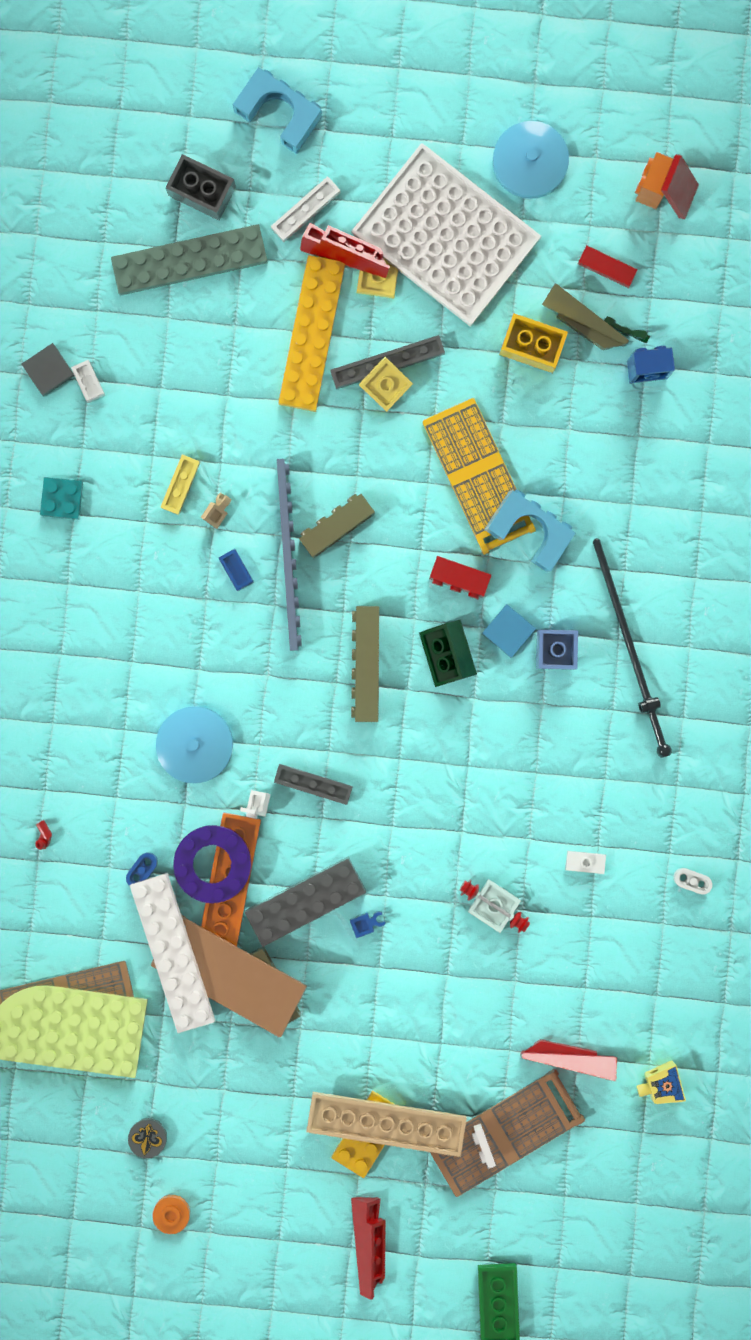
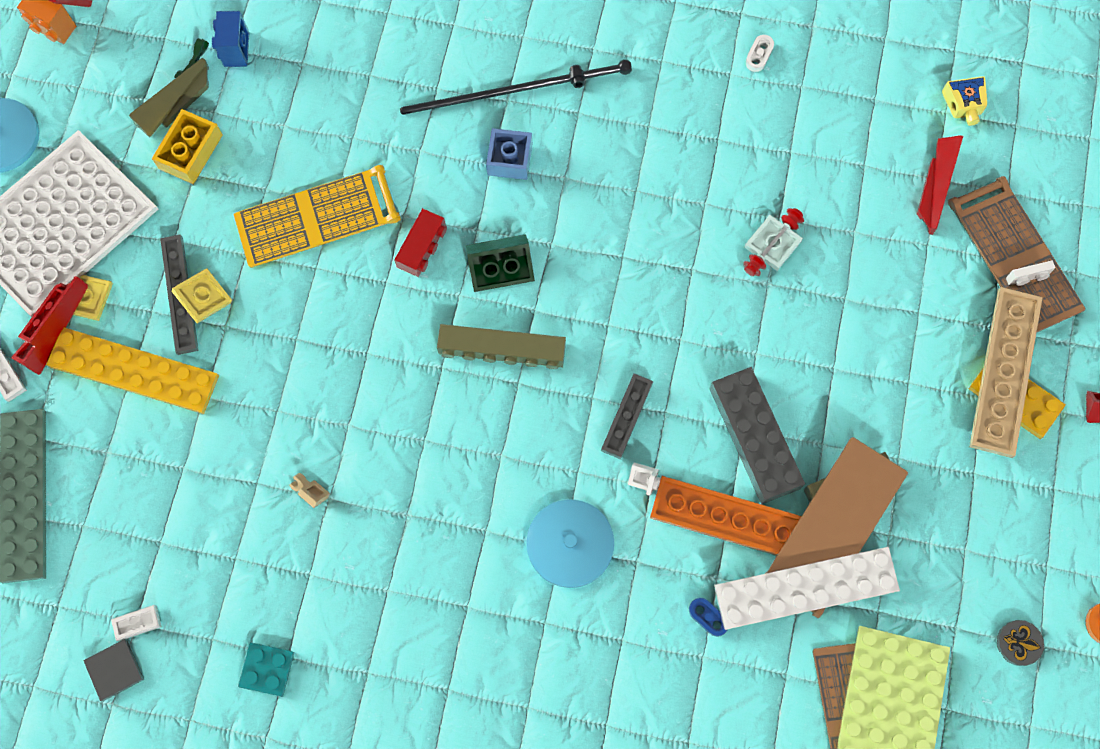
camera: 75 degrees left, 15 degrees down
(45, 836) = (660, 729): red arm -> none
(180, 484) = (273, 528): light yellow plate -> none
(184, 861) = (692, 560): dark purple plate -> none
(236, 569) = (379, 477): blue tile -> none
(288, 547) = (363, 417): sand blue plate -> none
(337, 525) = (347, 363): olive brick -> none
(364, 925) = (785, 377): blue plate -> none
(508, 631) = (484, 202): dark azure tile -> none
(556, 534) = (390, 145): medium azure arch -> none
(585, 862) = (733, 151): white plate -> none
(607, 266) = (124, 74): red tile -> none

